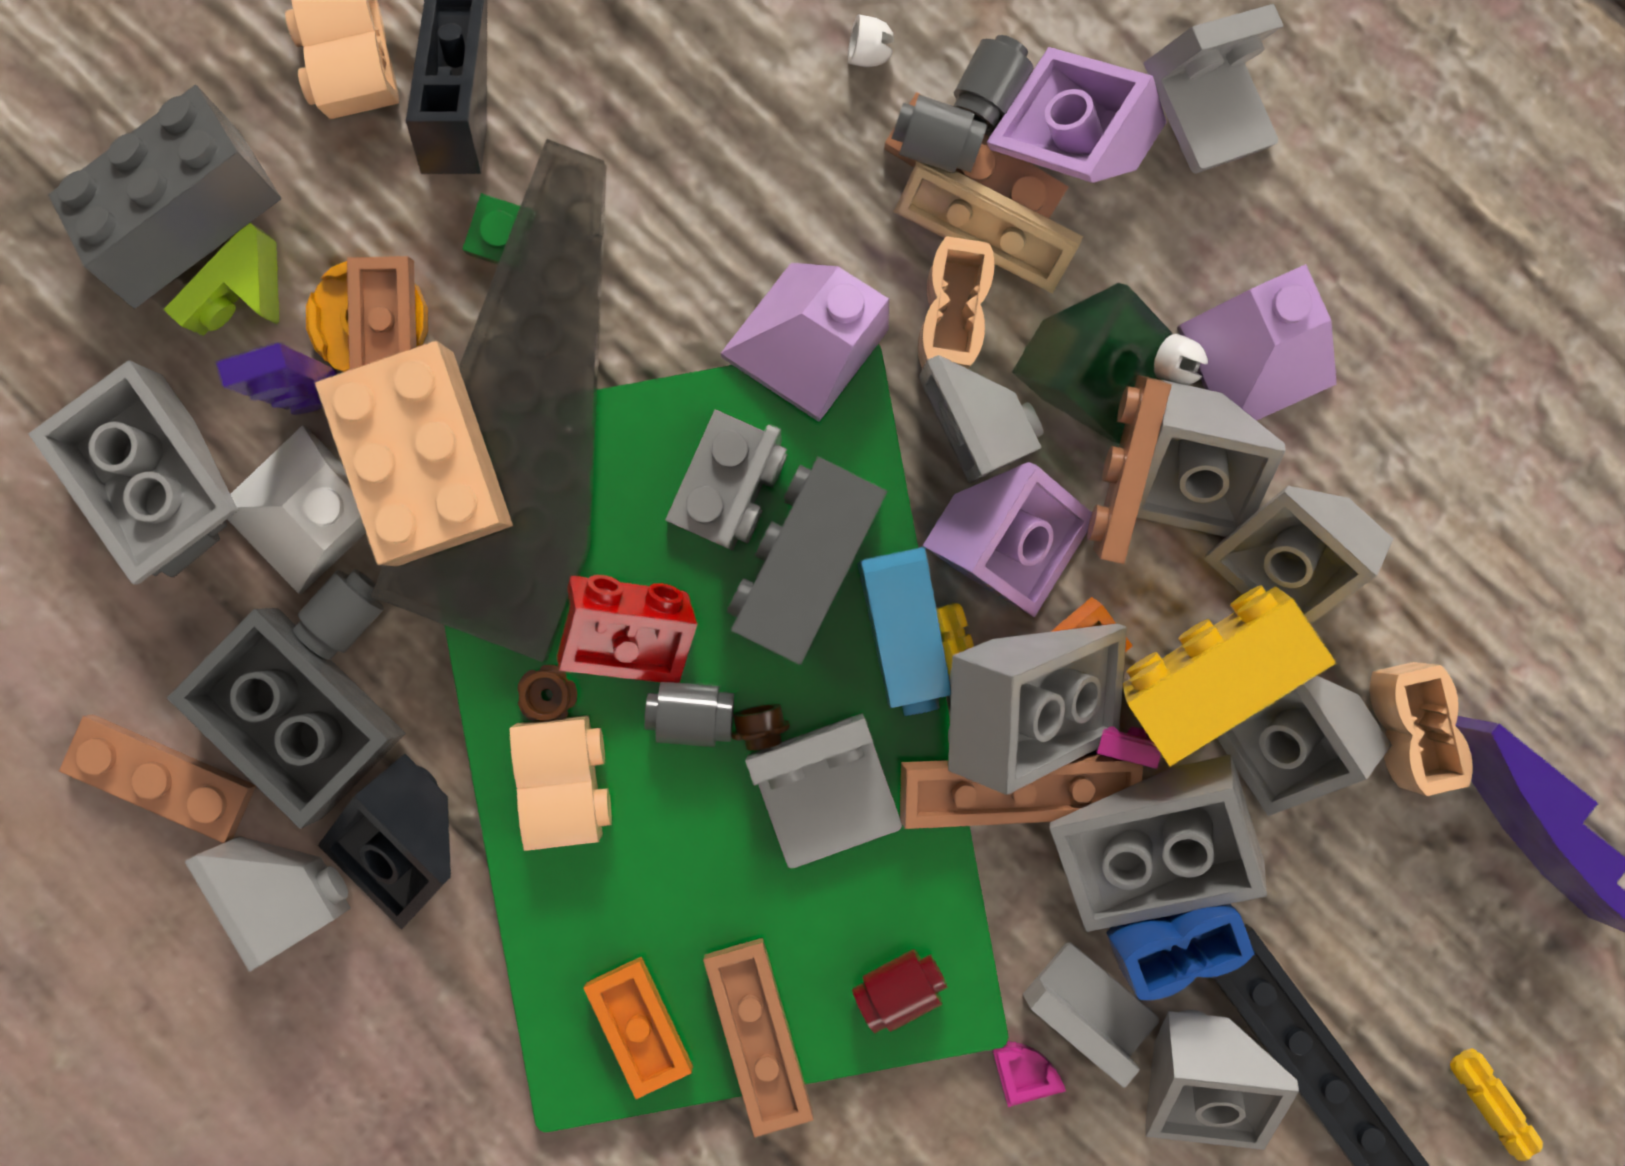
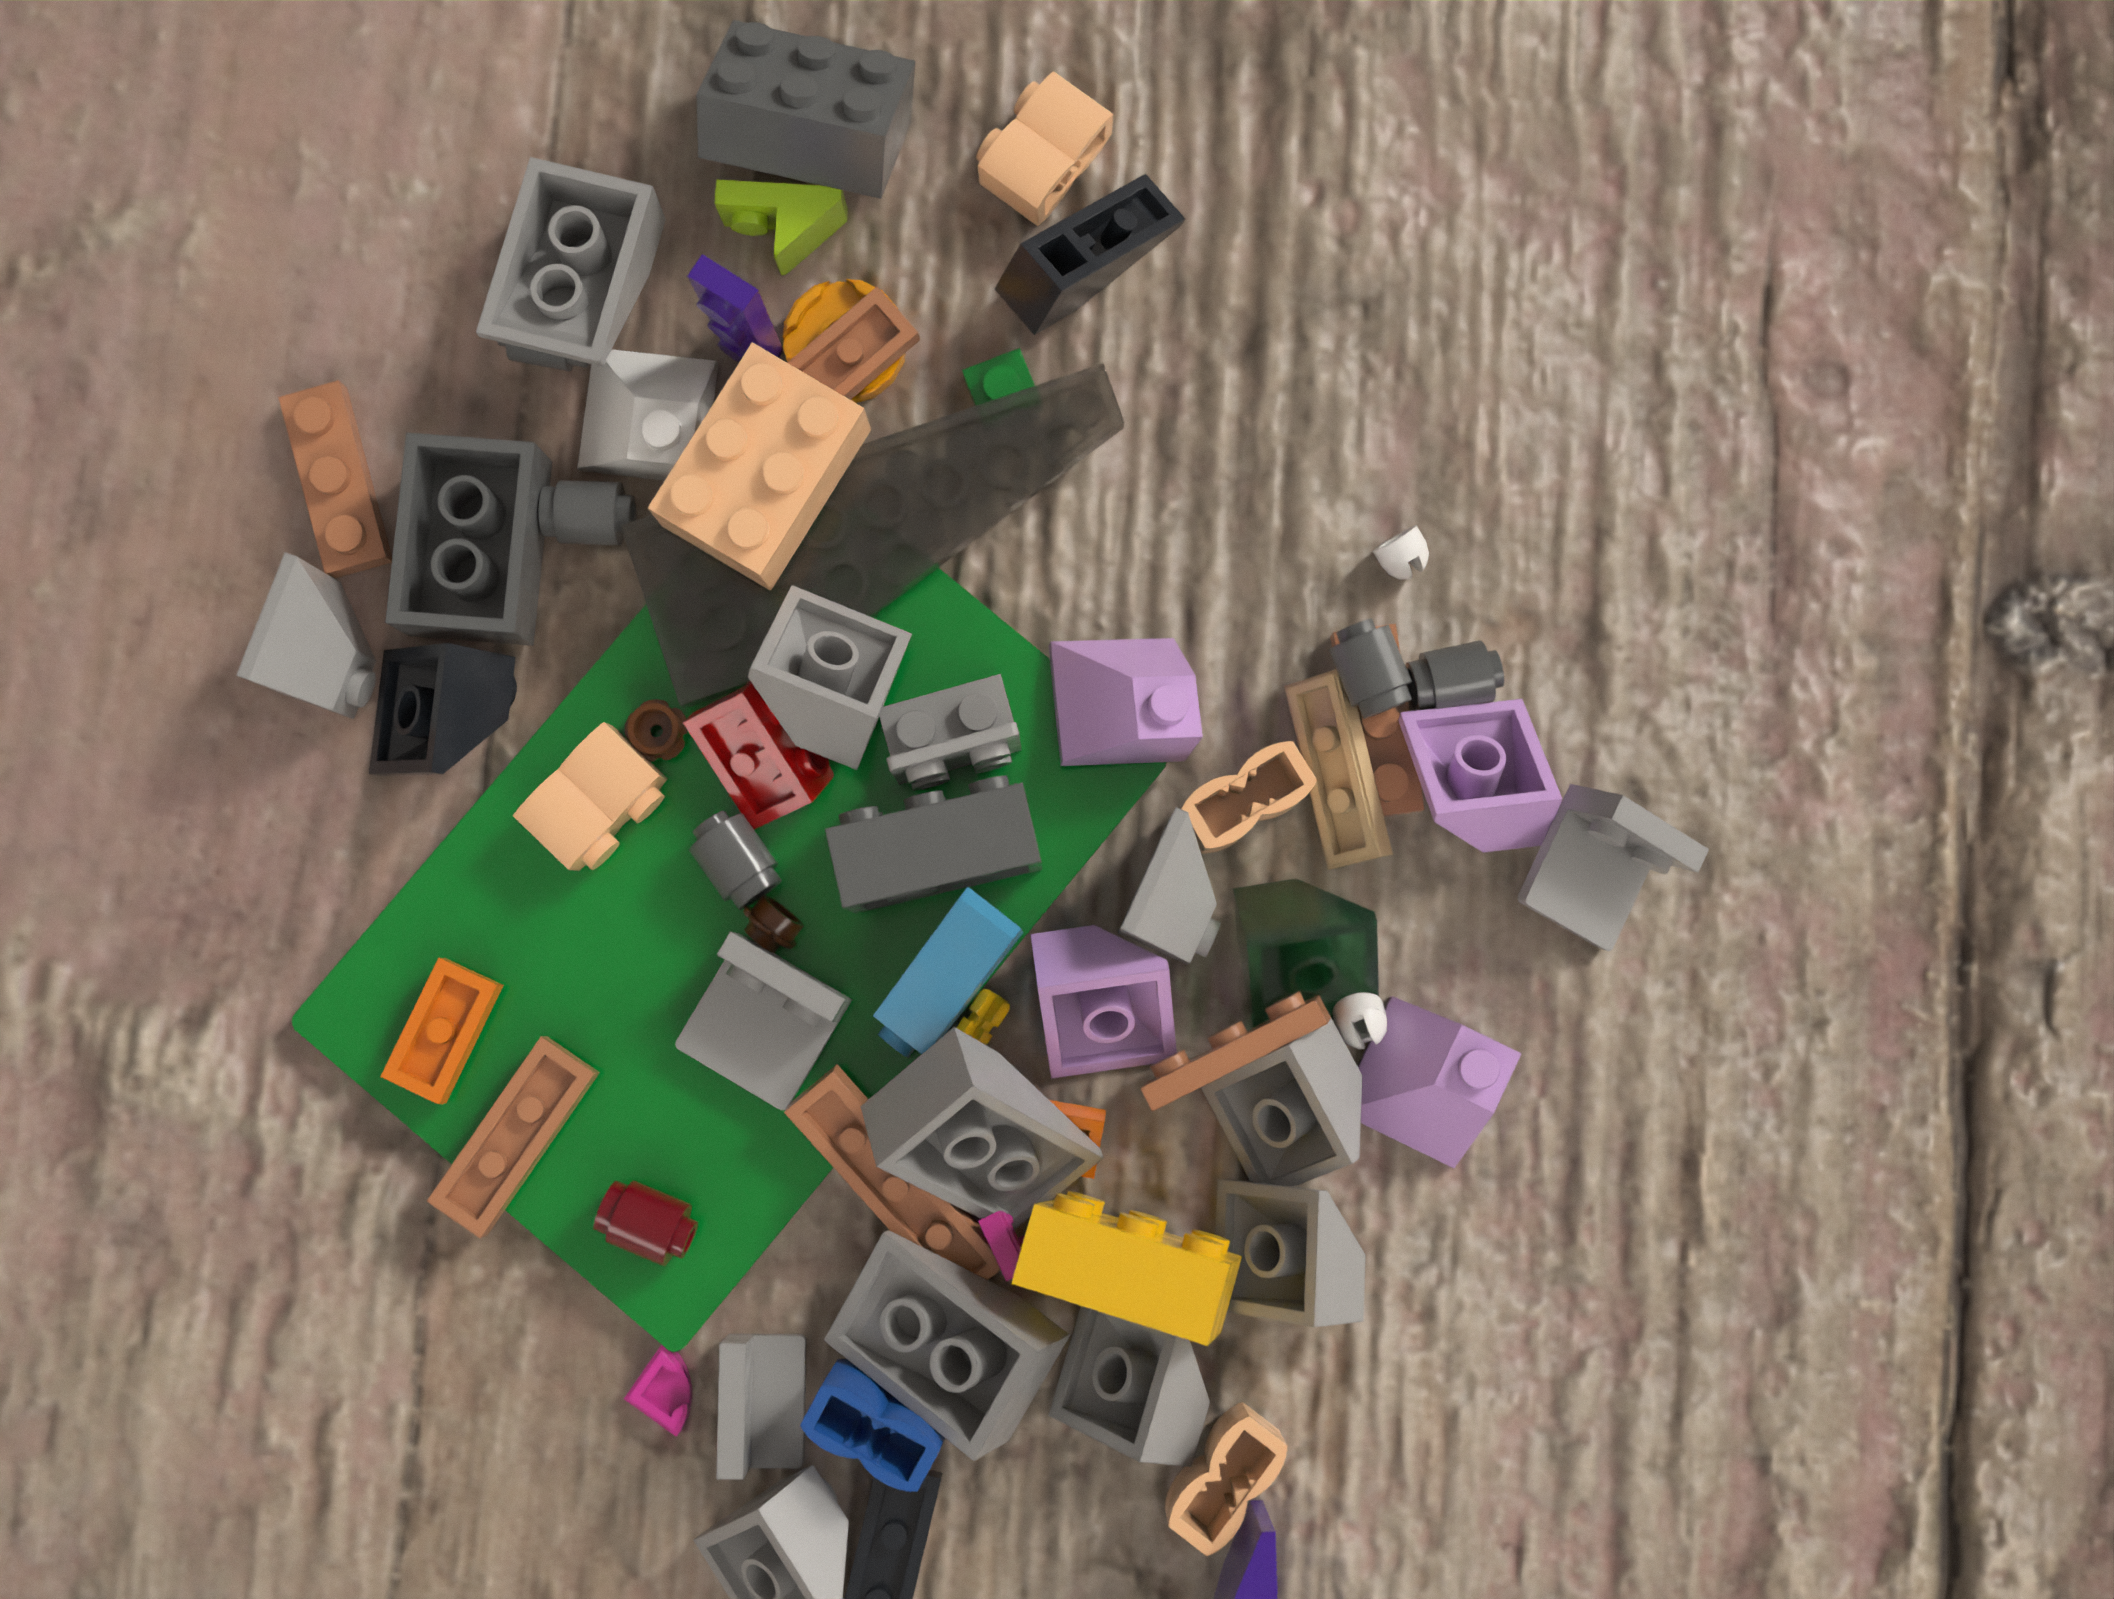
camera: 50 degrees right, 5 degrees down
(613, 533) = (827, 674): none -> light grey slope

